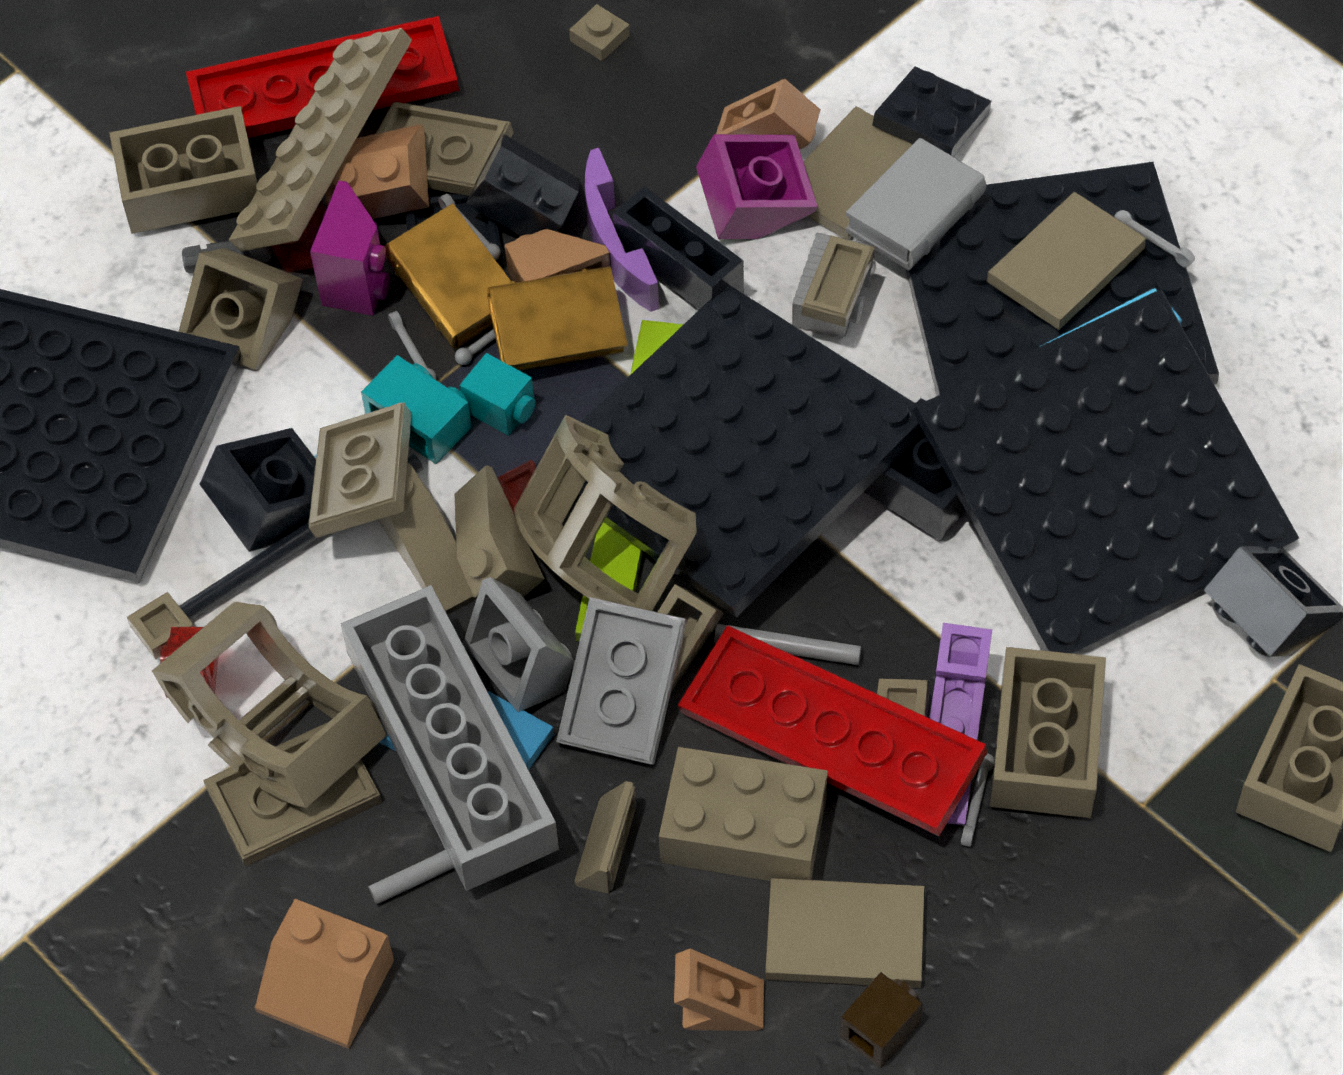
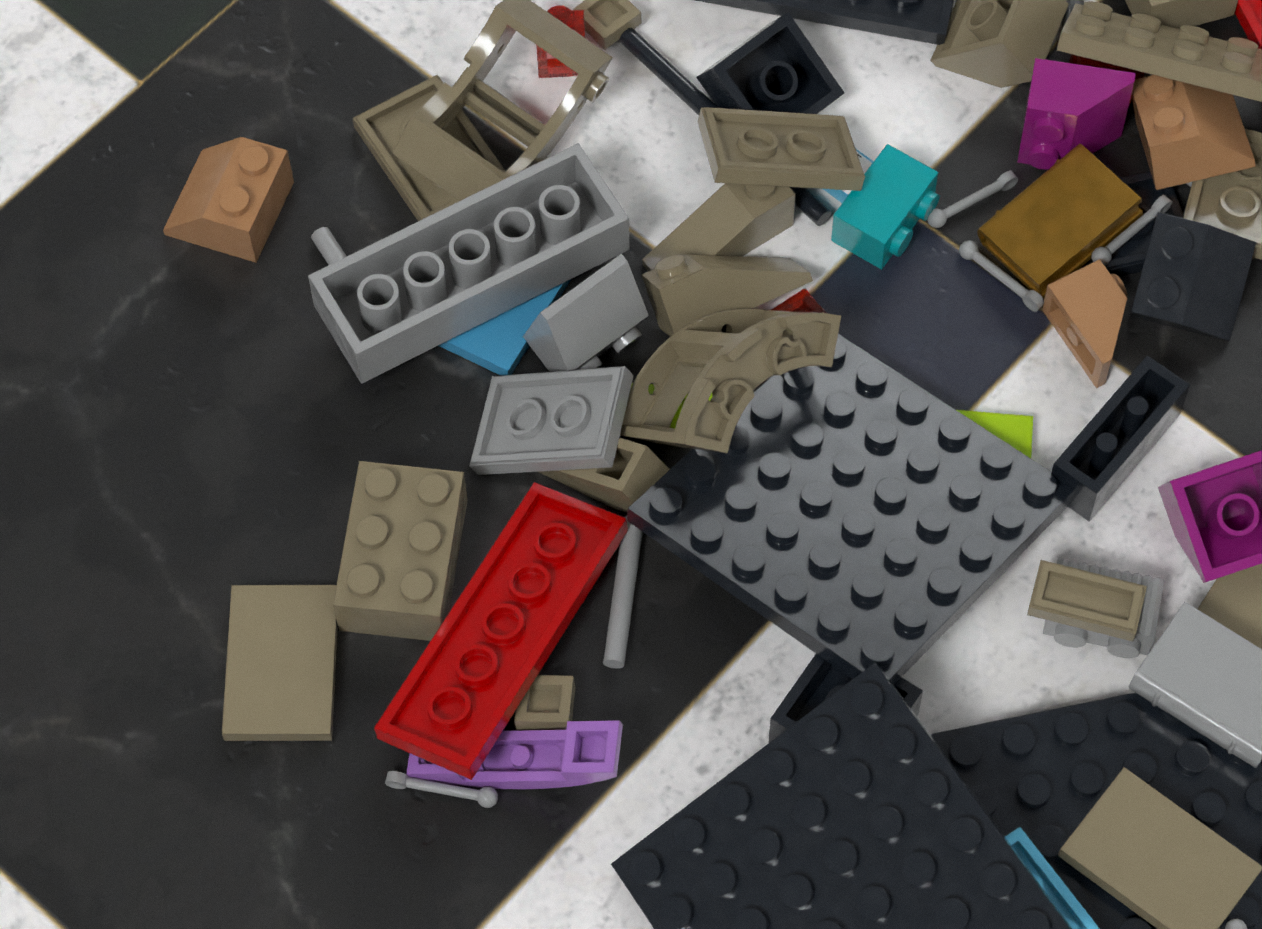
camera: 85 degrees right, 5 degrees up
(499, 394) = (911, 280): teal brick -> none
(557, 319) = (1010, 323): pearl gold piece -> none
(607, 839) = (380, 435): dark tan slope -> none
(631, 269) = (1204, 353): medium lavender slope -> none
(717, 994) = (202, 537): medium nougat slope -> none
(881, 1019) = (176, 694): dark brown brick -> none
(1048, 732) = (506, 848): dark tan brick -> none

